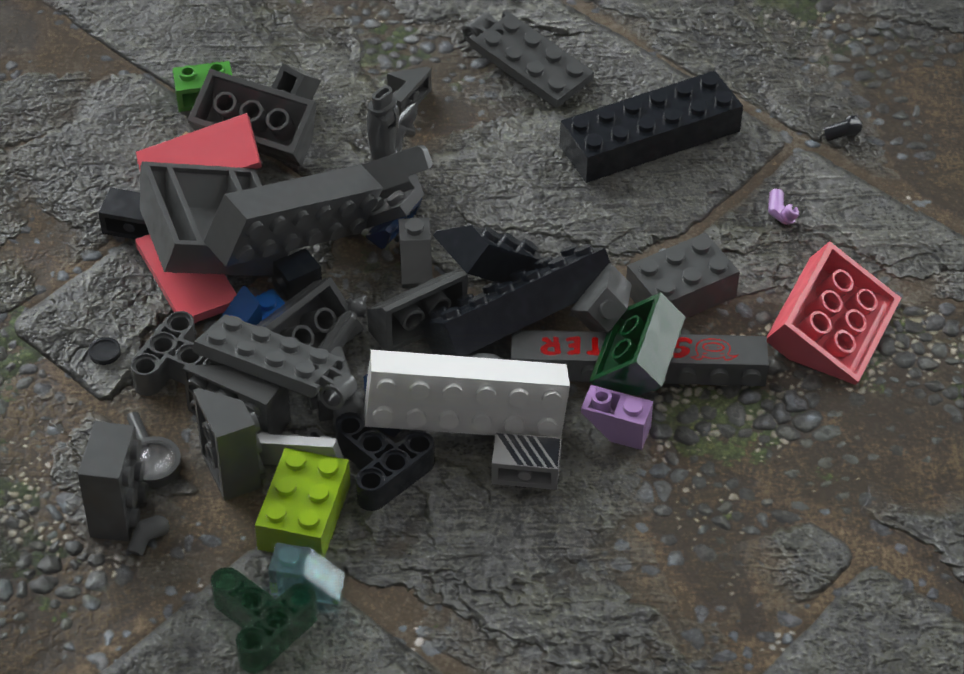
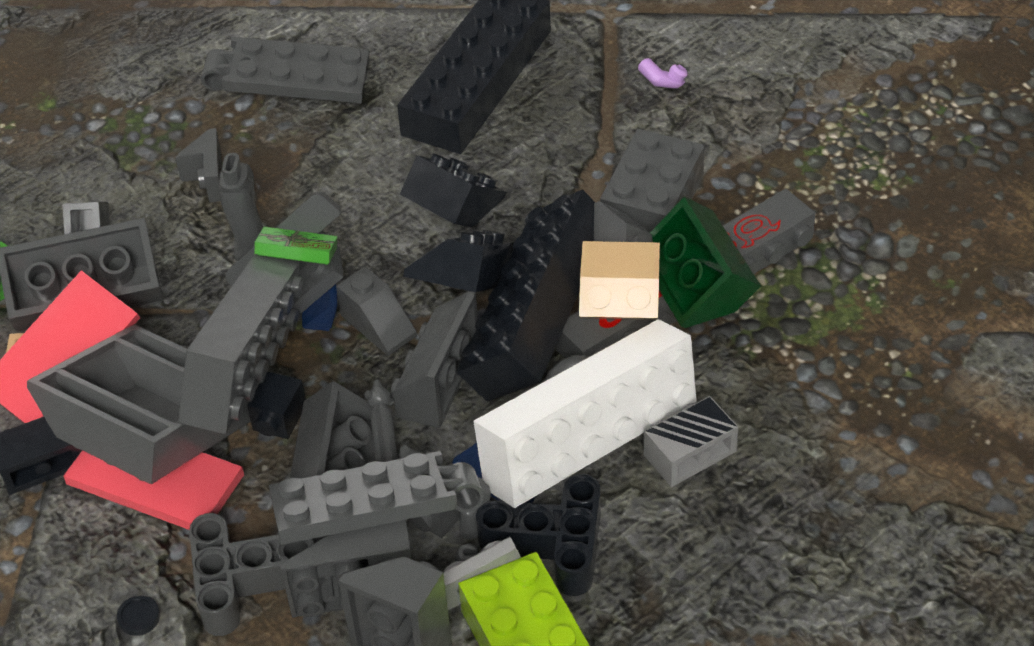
camera: 35 degrees left, 0 degrees up
(252, 308) = (258, 469): blue slope -> none
(388, 174) = (295, 245): none -> bright green tile
(546, 202) = (451, 189): none -> black slope
(566, 324) = (619, 280): none -> tan slope
(618, 416) = (734, 341): lavender slope -> none
(834, 316) = (809, 139): coral slope -> none

